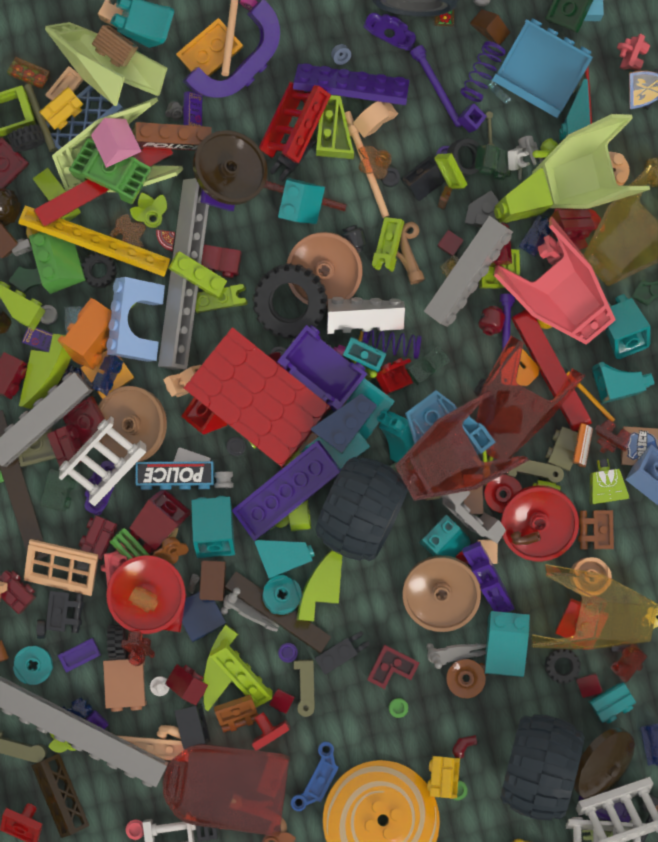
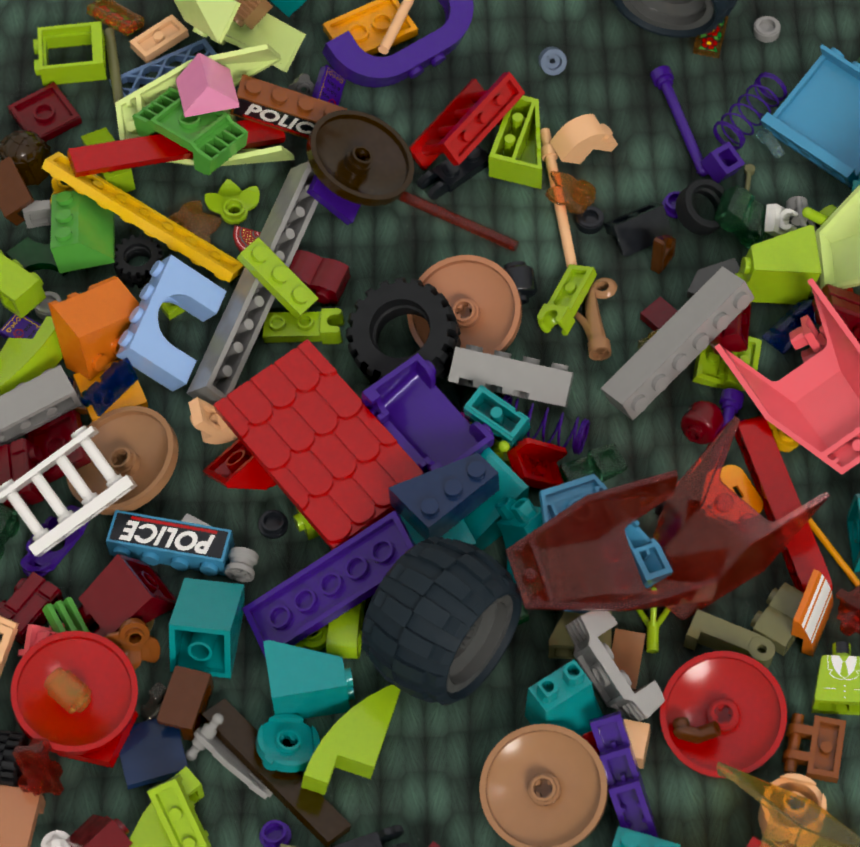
camera: 15 degrees right, 25 degrees down
(26, 138) = (87, 83): black tyre -> none
(61, 109) = (146, 56): yellow brick -> none
(301, 201) = (451, 220): teal slope -> none
(352, 84) = (570, 96): dark purple plate -> none
(378, 24) = (613, 38): dark purple piece -> none
(450, 171) = (678, 217): lime tile -> none
(490, 26) = (773, 59): reddish brown slope -> none
(493, 488) = (665, 653): red dish -> none

